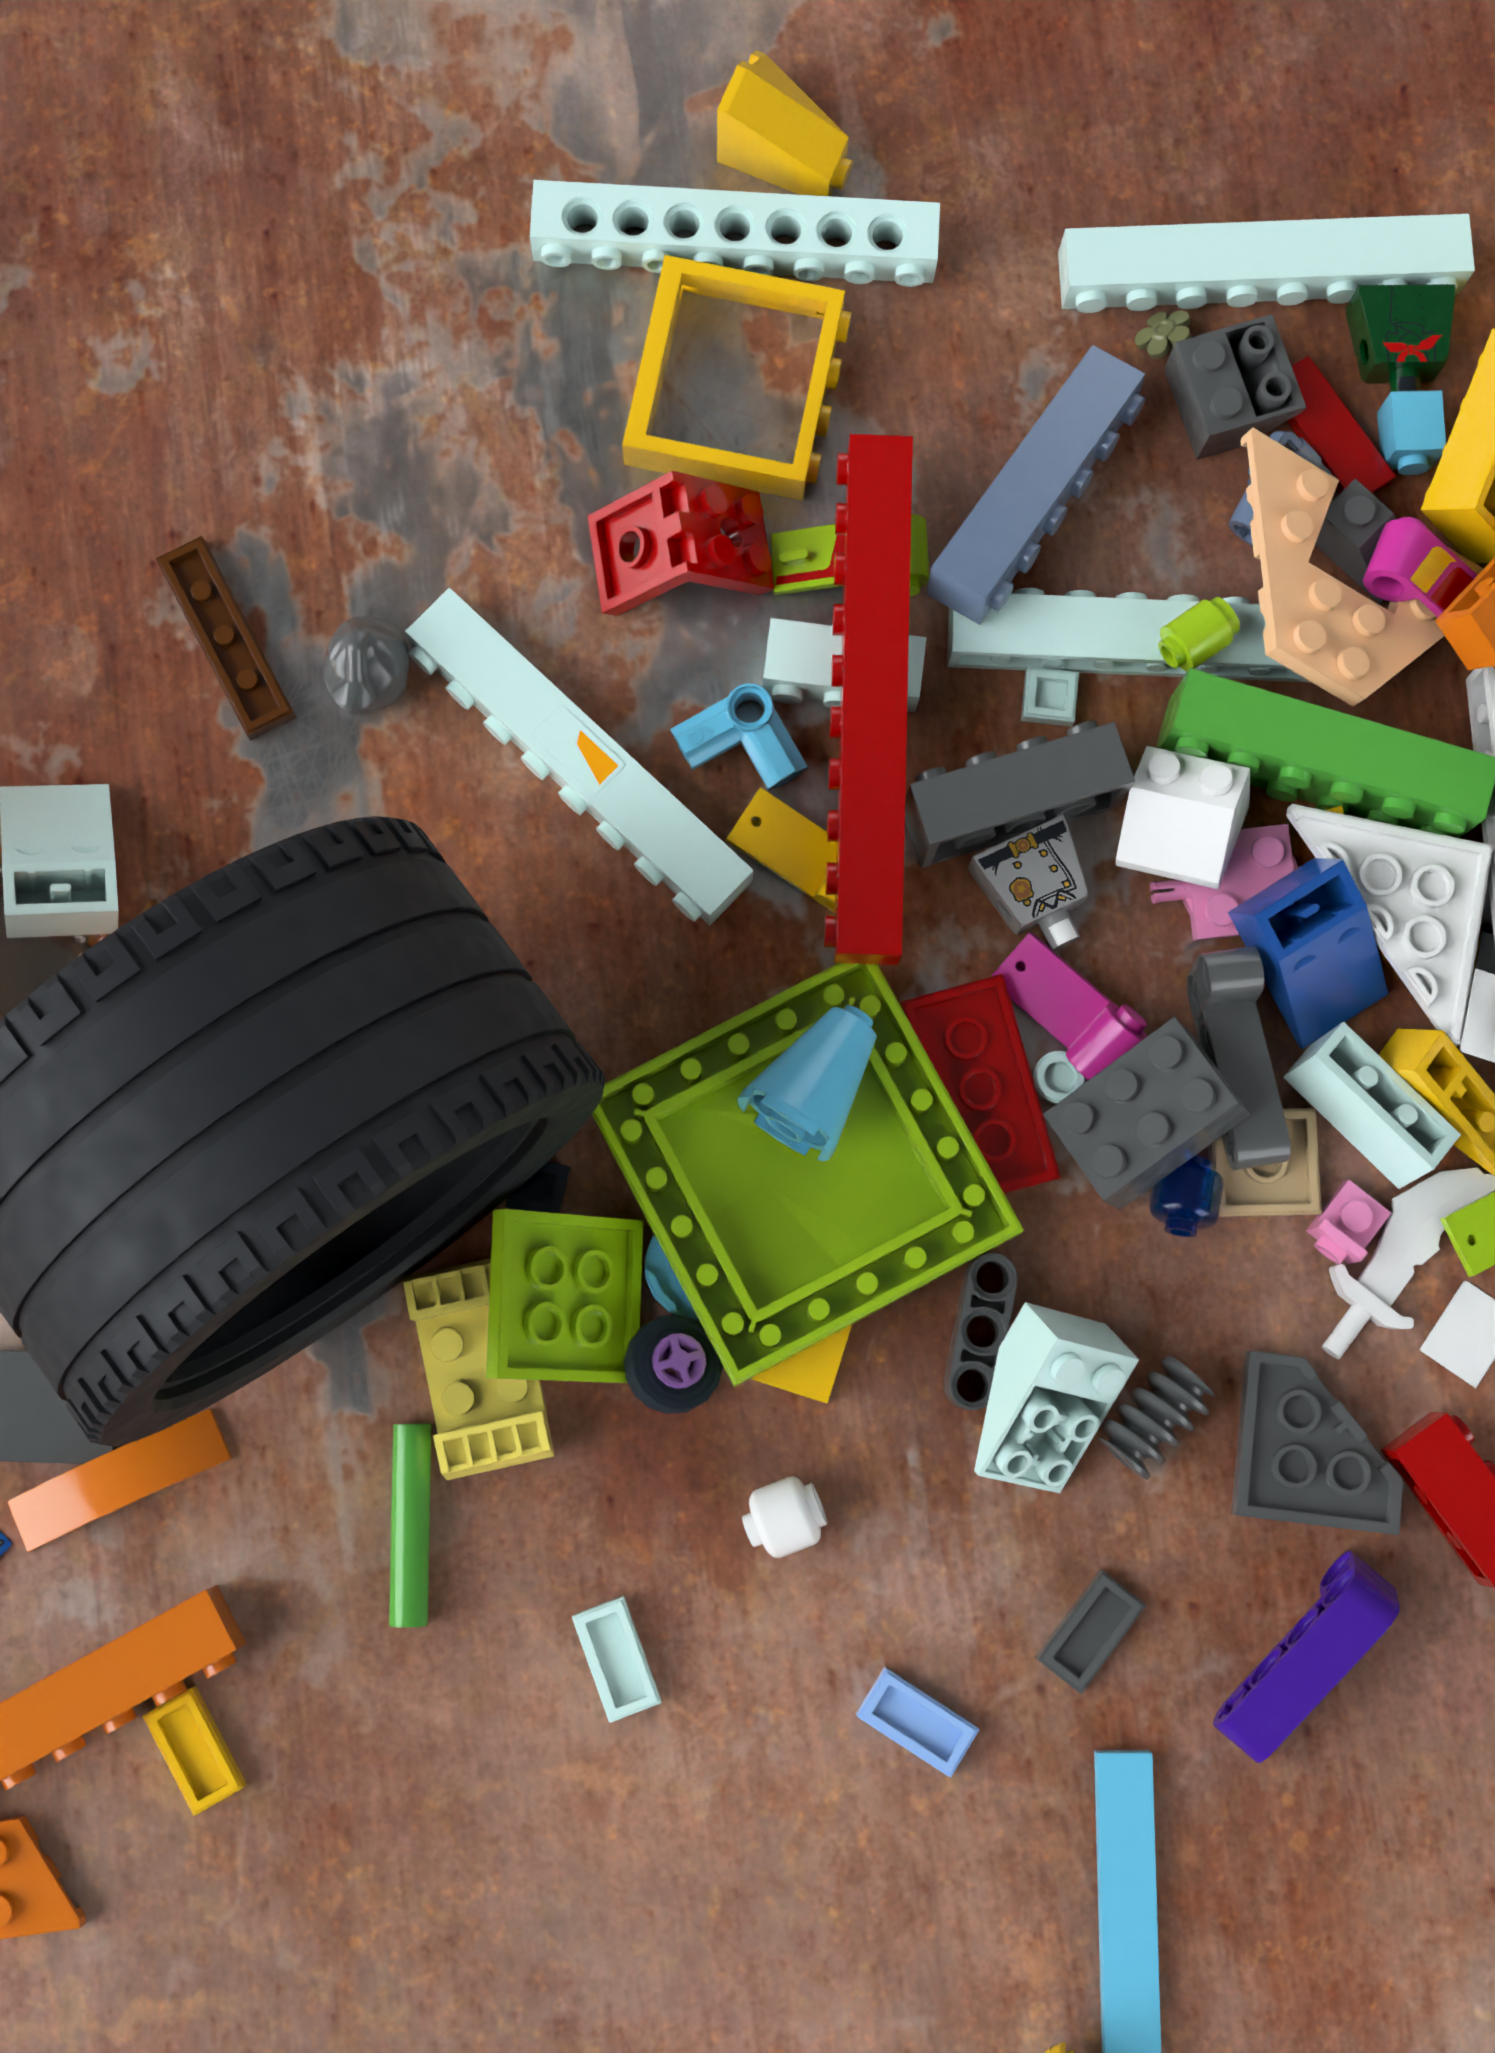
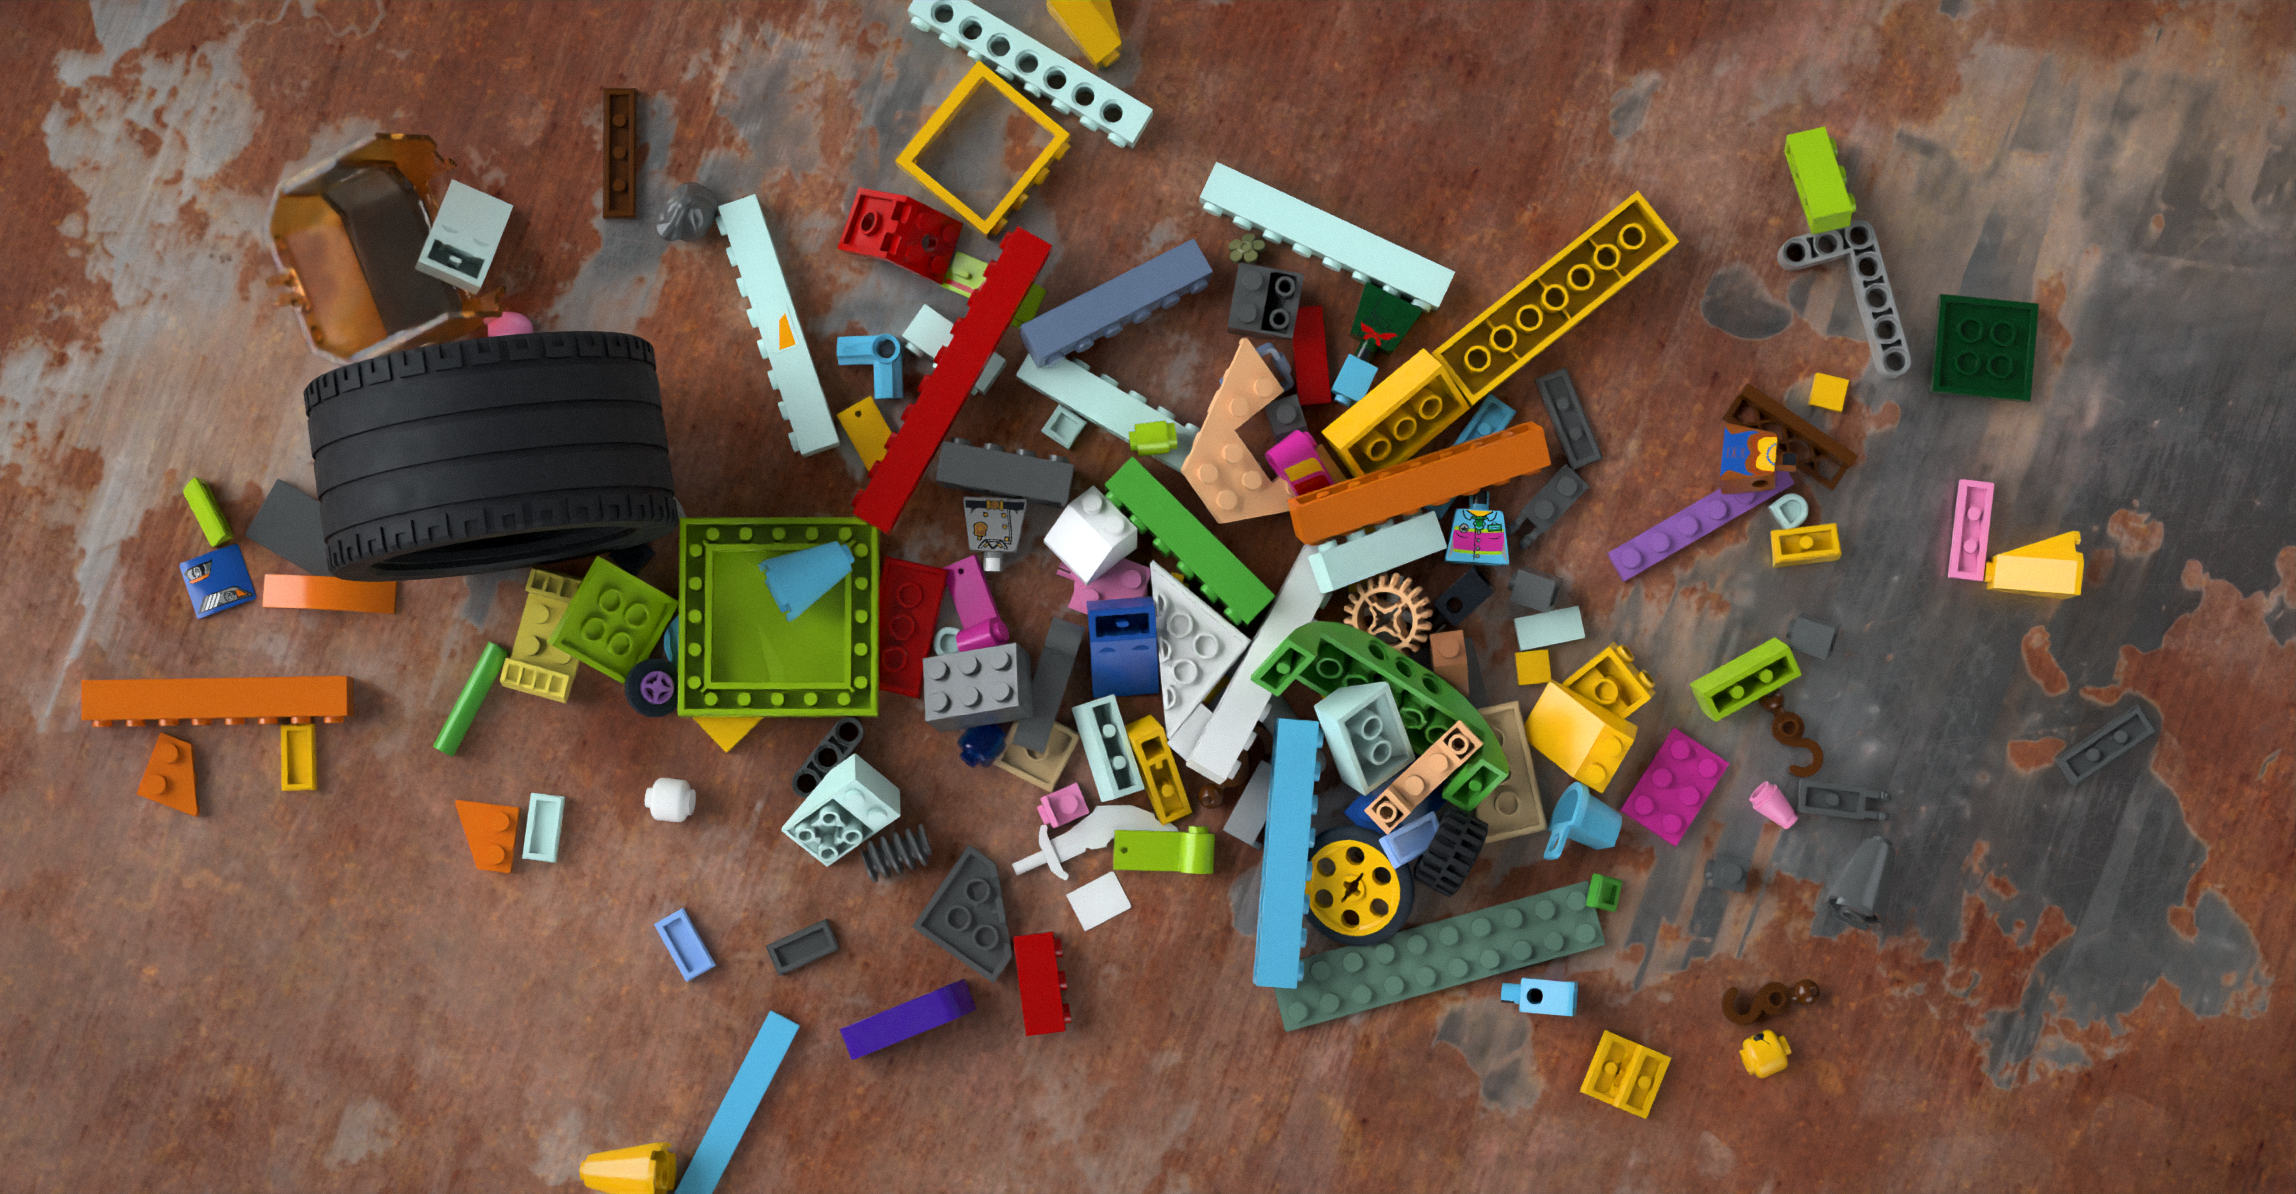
camera: 35 degrees right, 5 degrees up
(542, 1711) = (490, 833): none -> orange wing

